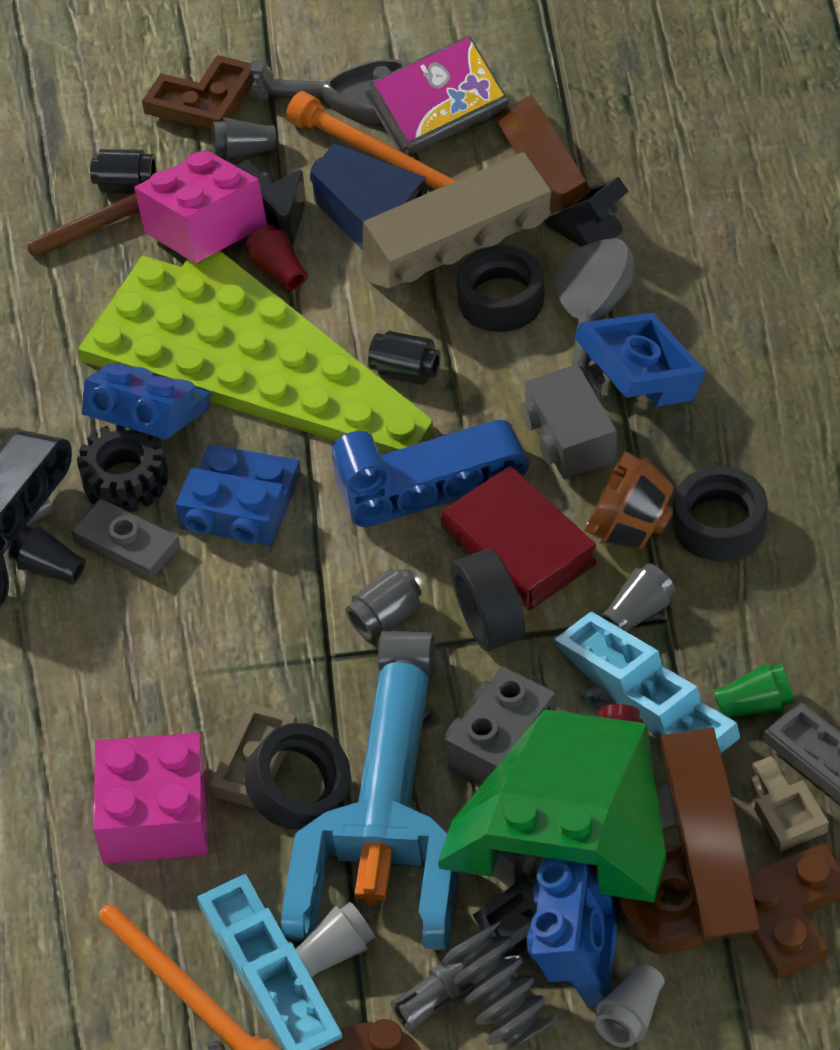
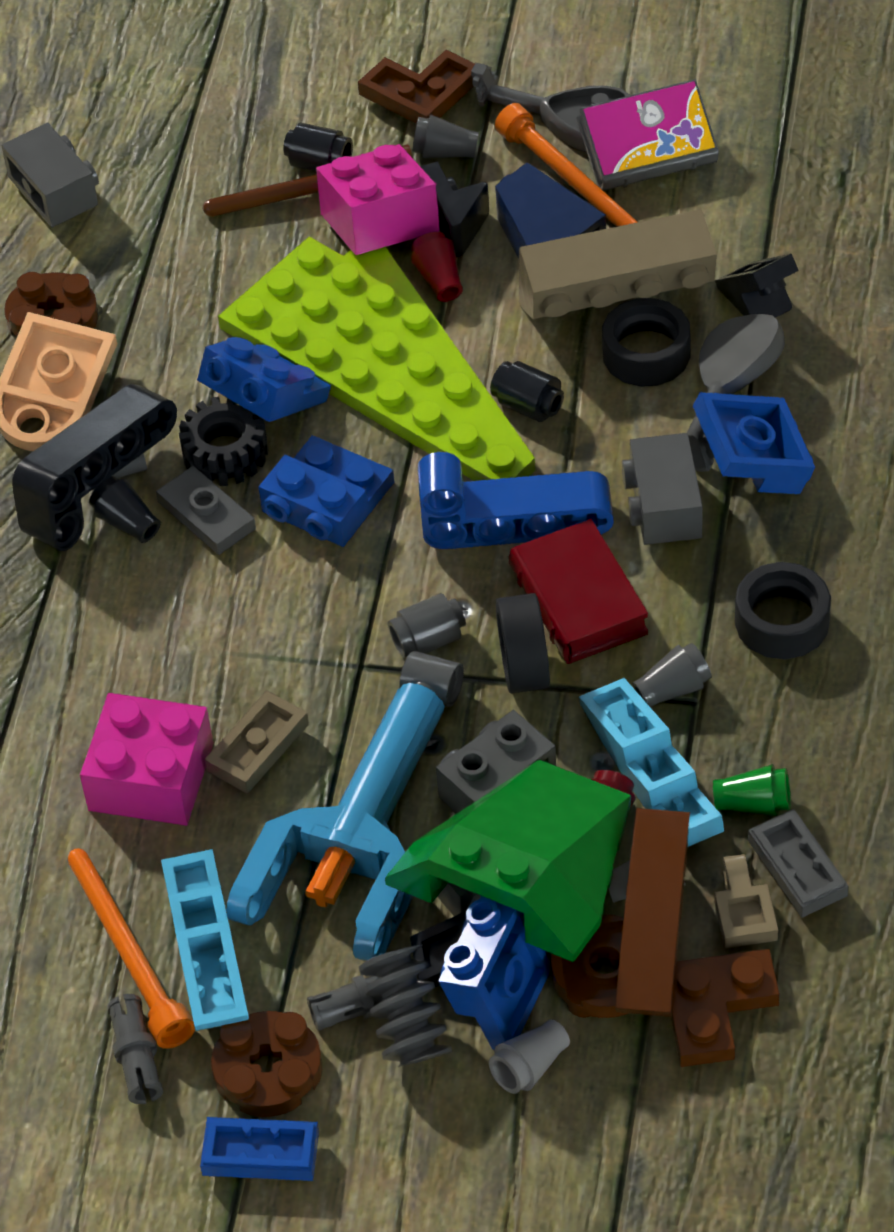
camera: 15 degrees right, 0 degrees up
(321, 750) = (306, 738): black tyre -> none
(335, 939) = (273, 930): light grey cone -> none
(532, 133) = (732, 214): reddish brown slope -> none
(631, 504) = (694, 582): dark orange cone -> none

